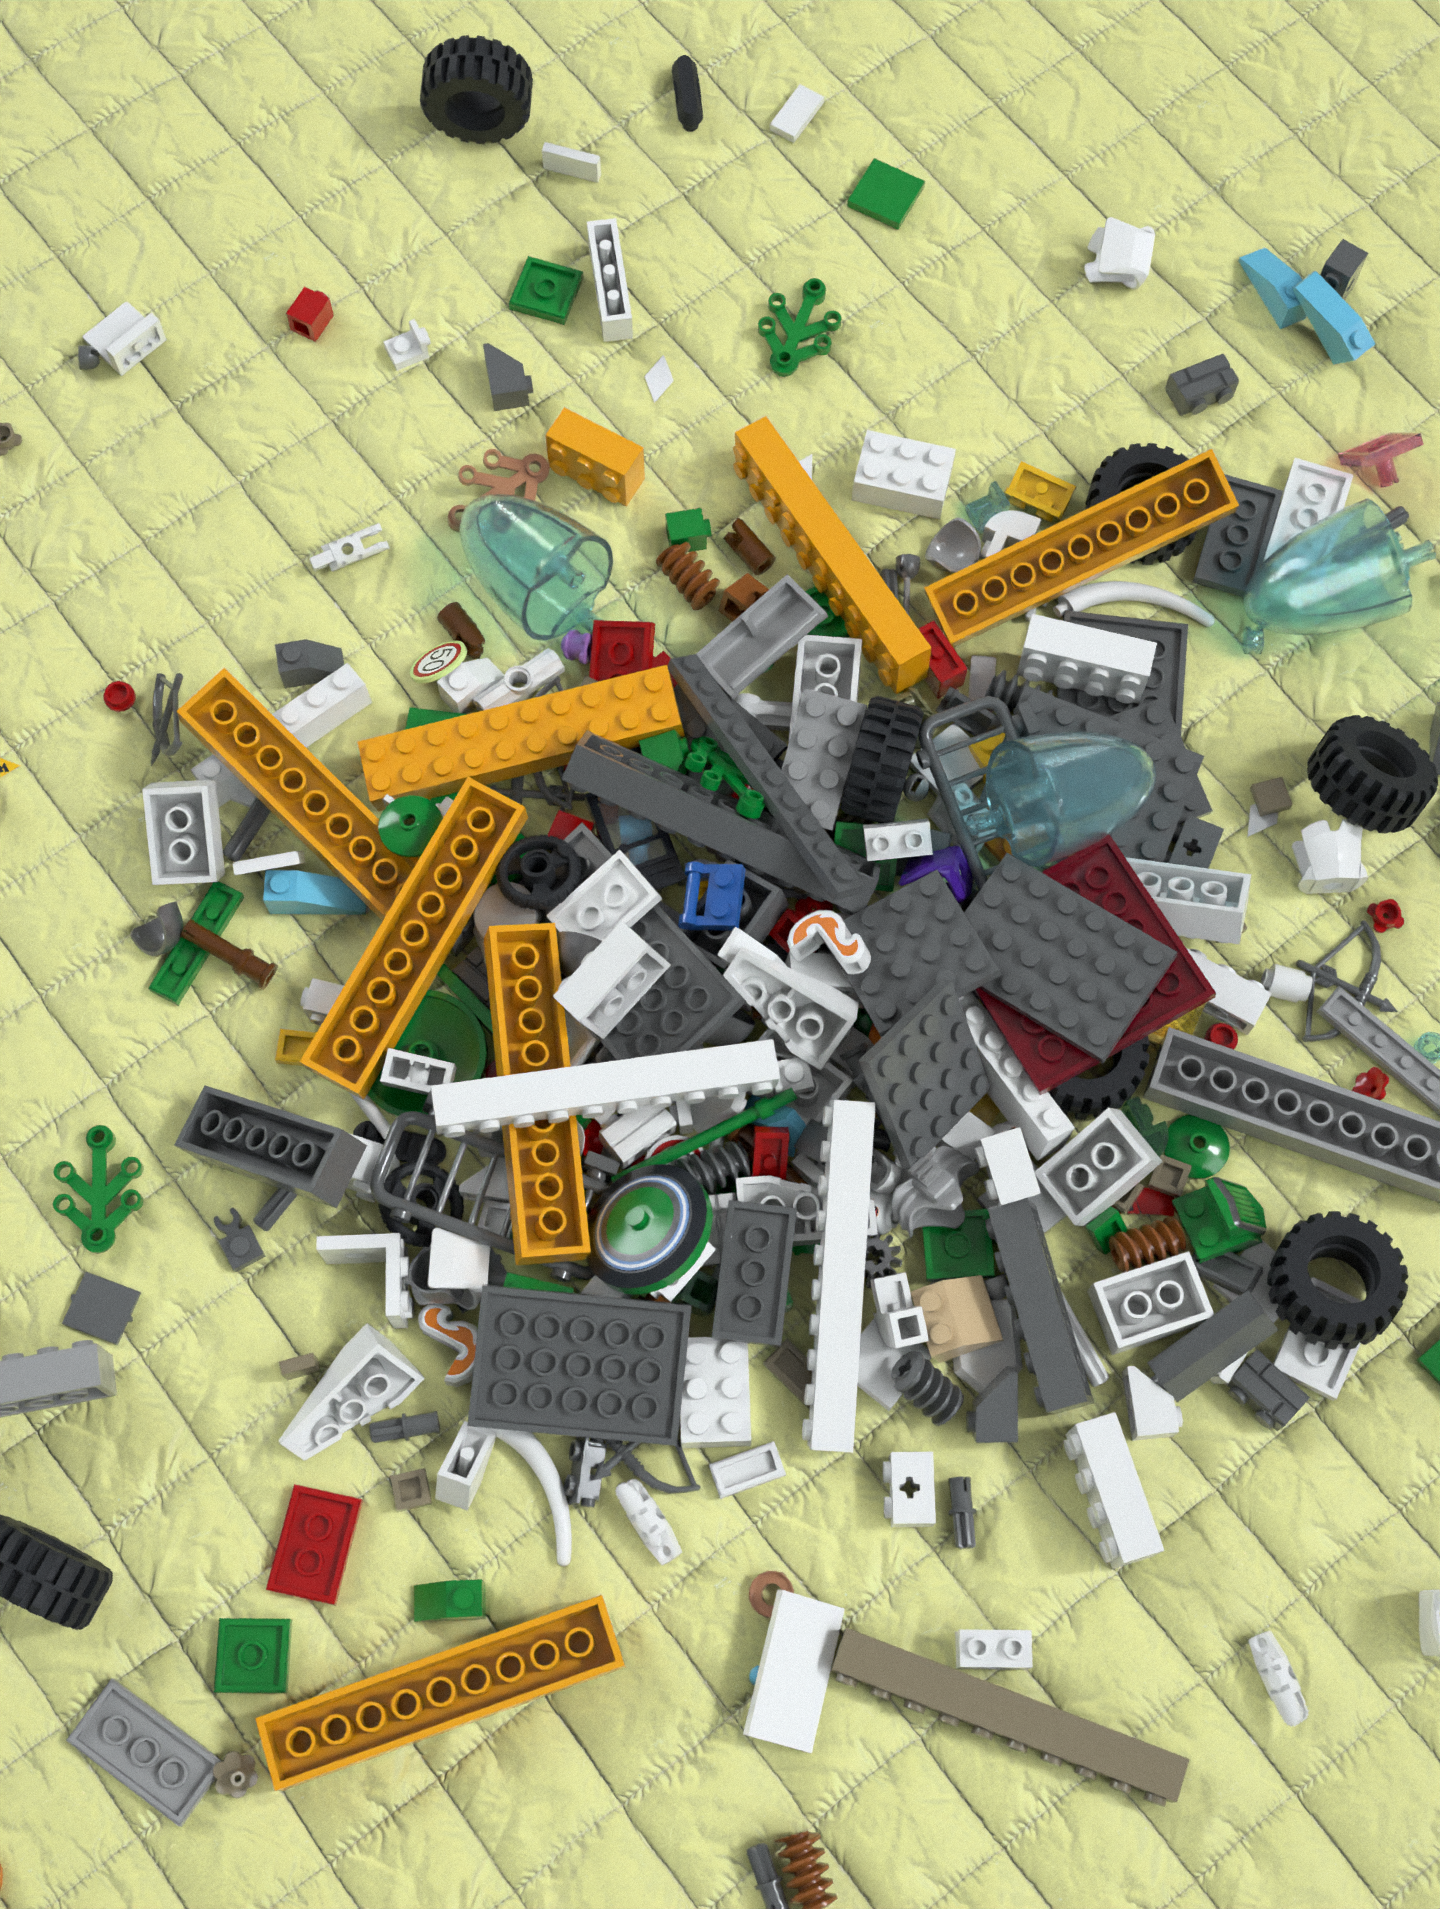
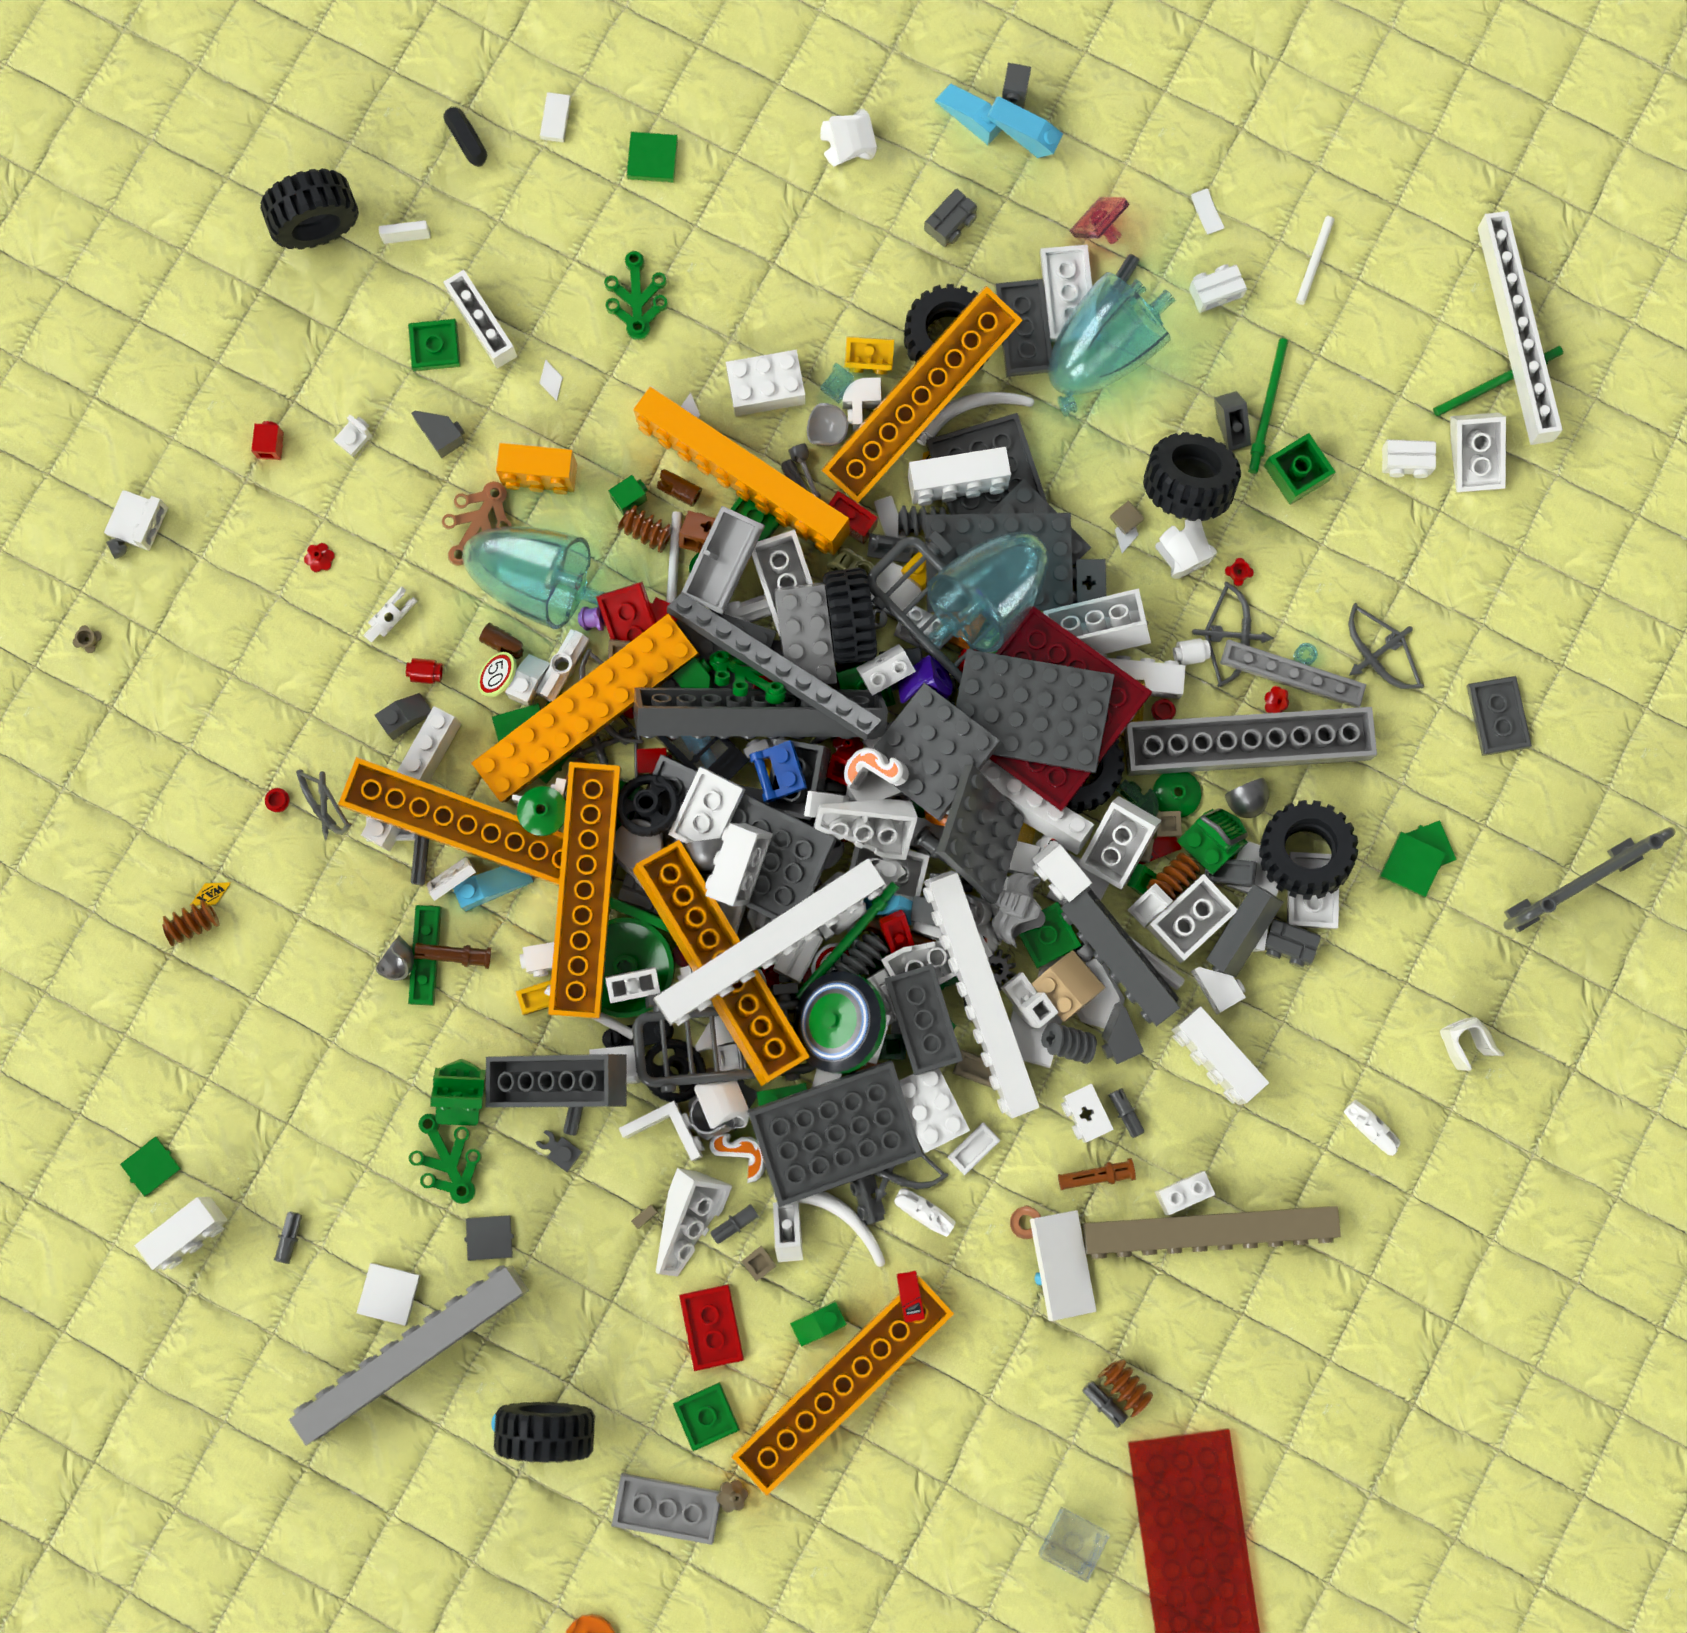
camera: 25 degrees left, 10 degrees up
(149, 1117) = (458, 1093): none -> green piece
(183, 832) = (380, 883): white brick -> none
(304, 459) = (319, 562): none -> red plant
(358, 625) = (424, 671): none -> red brick
(578, 1616) = (910, 1296): none -> red sticker
(709, 617) = (674, 556): none -> white bar
(906, 1579) = (1109, 1173): none -> dark orange pin
(1104, 1261) = (1150, 905): none -> white tile
(1285, 1189) = (1248, 799): none -> flat silver helmet

